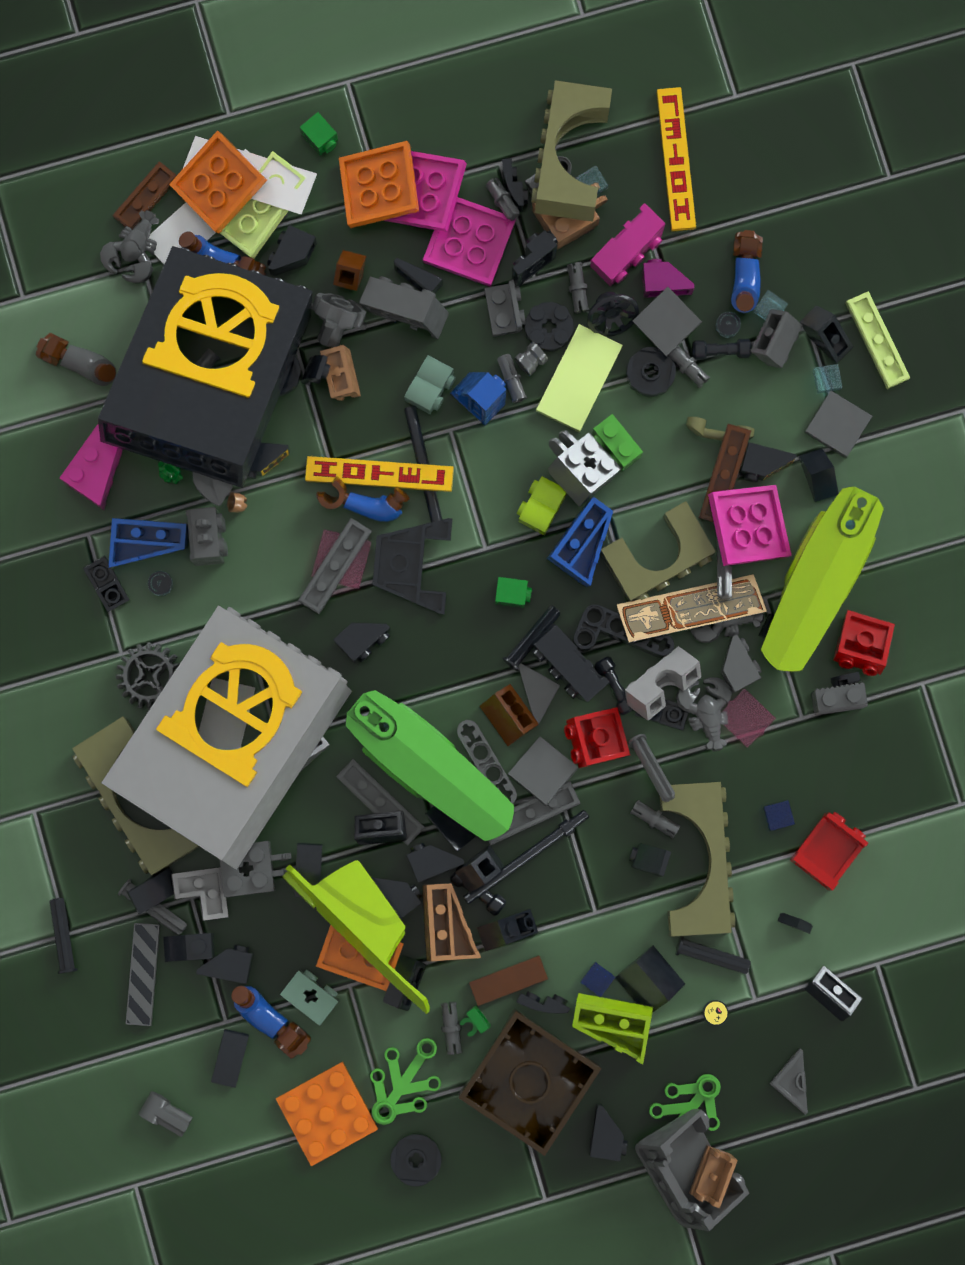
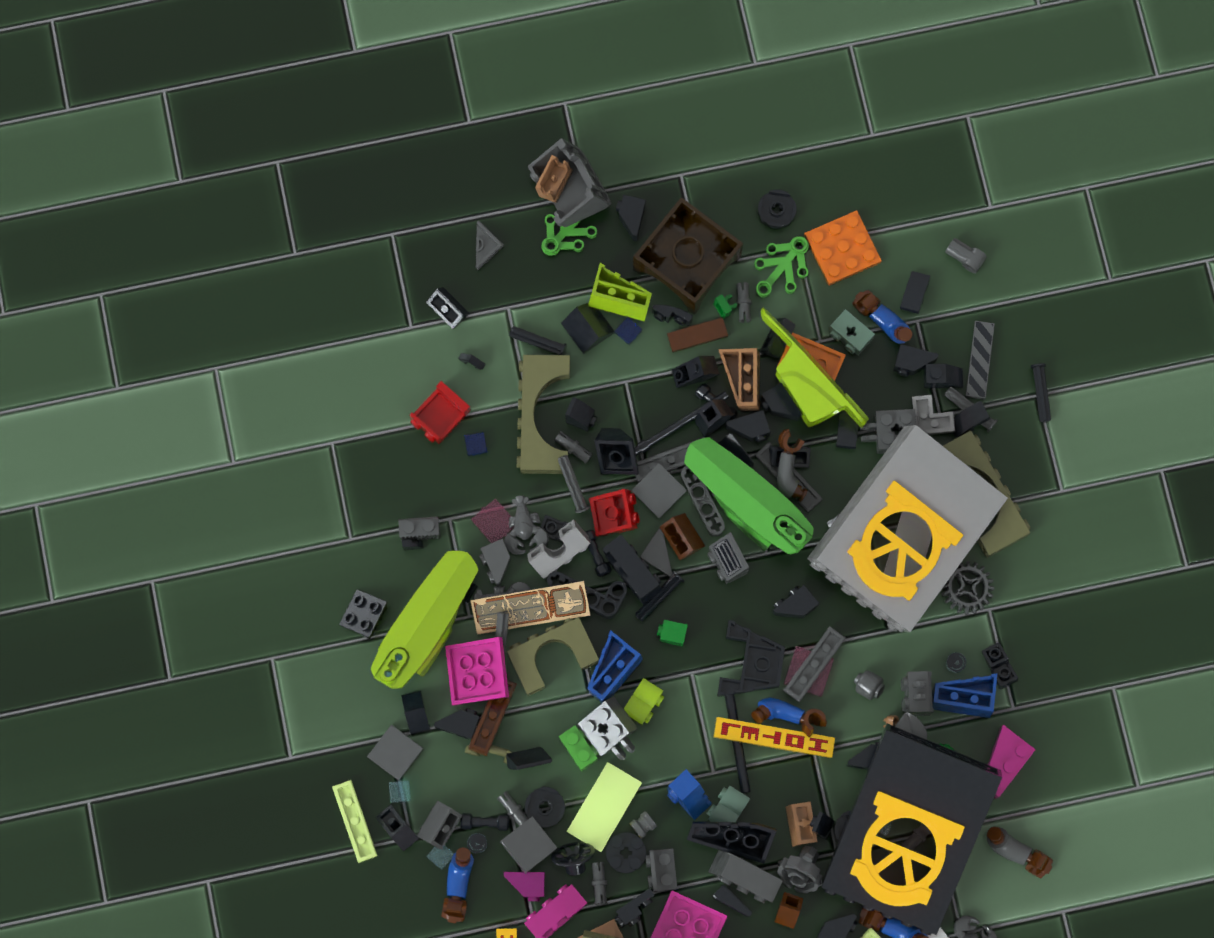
camera: 170 degrees left, 5 degrees down
(266, 546) = (869, 685): none -> dark grey head
(383, 792) = (786, 480): none -> piece
(414, 344) = (737, 838): none -> black wedge
(449, 687) = (728, 559): none -> slope
(511, 378) = (660, 810): dark grey axle -> none
(602, 814) = (616, 452): none -> black slope
(677, 424) = (527, 758): none -> black slope
(715, 1012) = (539, 299): light yellow tile -> none
(864, 643) = (394, 571): red plate -> none
(896, 588) = (363, 614): none -> black hinge

